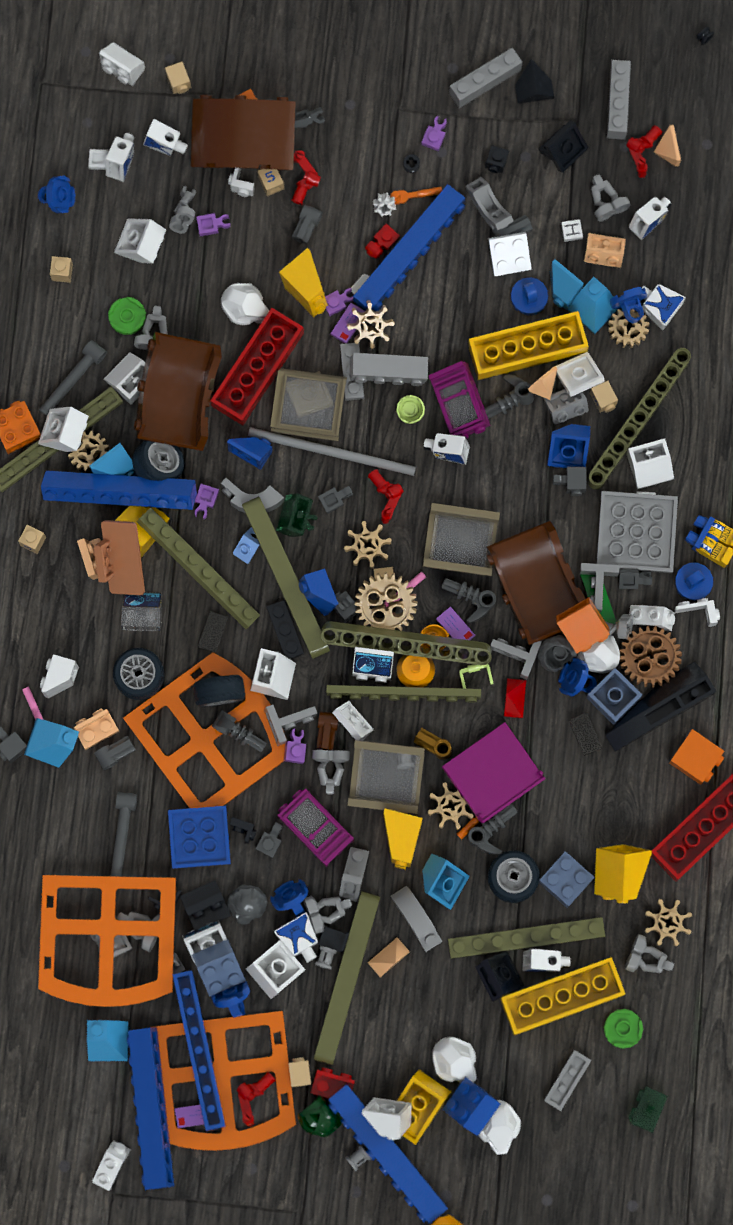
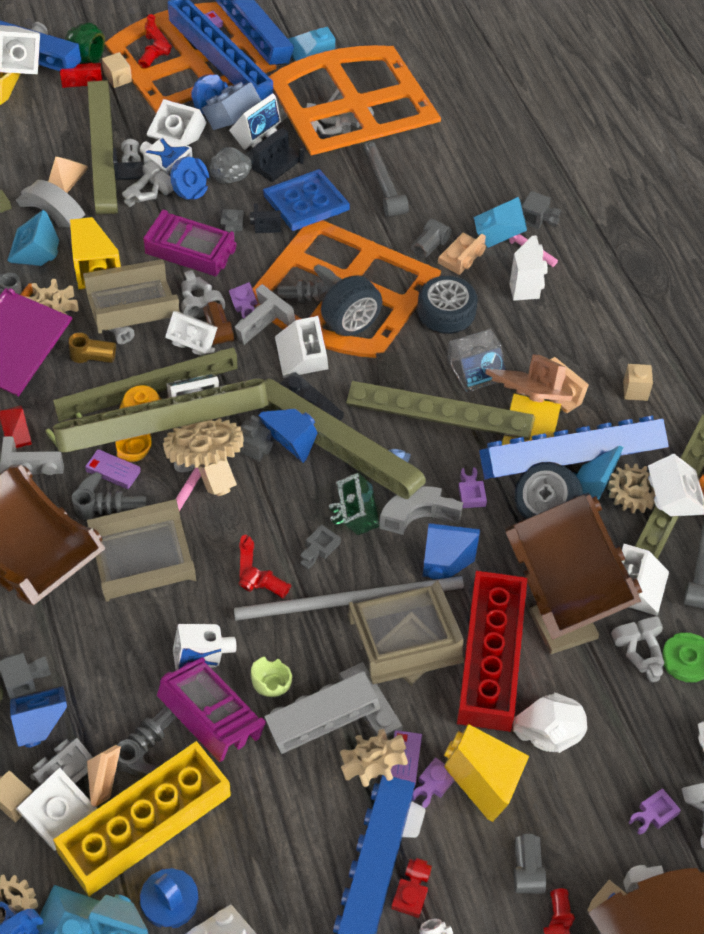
camera: 155 degrees right, 25 degrees down
(353, 874) = (131, 216): light grey bracket -> none
(366, 537) = (255, 510): tan gear -> none

